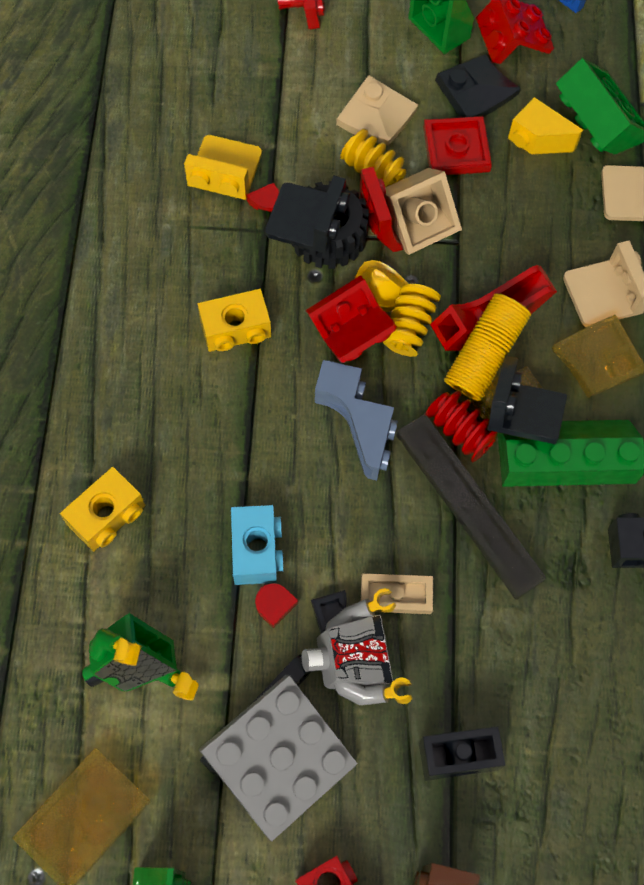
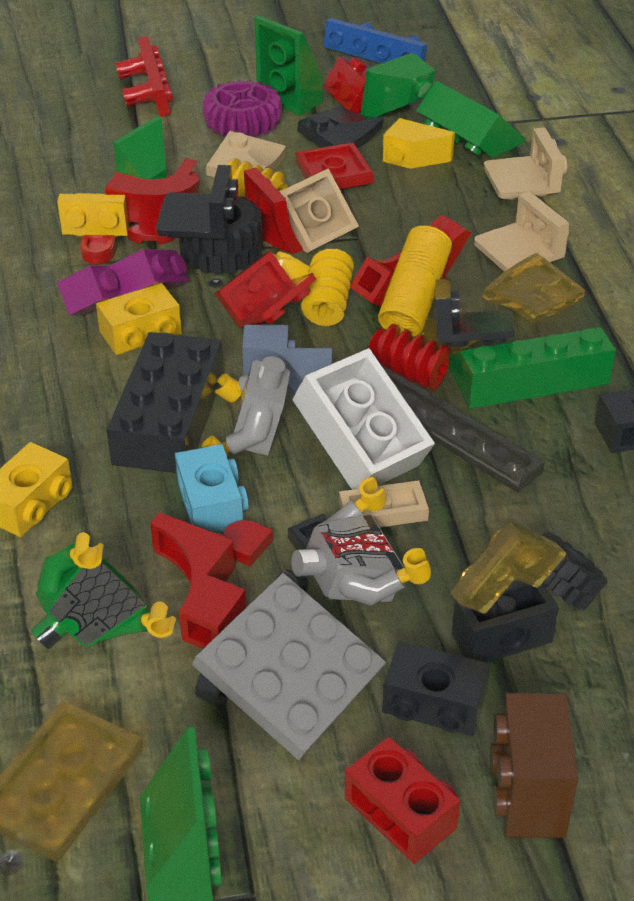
camera: 10 degrees left, 25 degrees down
(216, 211) = (98, 248): none -> red tile
(230, 678) = (207, 564): none -> red arch
(231, 274) = (130, 274): none -> magenta arch
(238, 433) = (165, 401): none -> black brick
(275, 117) = (142, 151): none -> green slope
(275, 166) = (146, 196): none -> red arch
(314, 464) = (259, 406): none -> light grey torso
(388, 51) = (242, 108): none -> magenta gear
(398, 511) = (362, 420): none -> white brick
(411, 803) = (435, 688): none -> black brick
(471, 732) = (510, 556): none -> clear yellow plate
(525, 714) = (574, 577): none -> black tyre
(544, 50) = (396, 84): none -> green slope

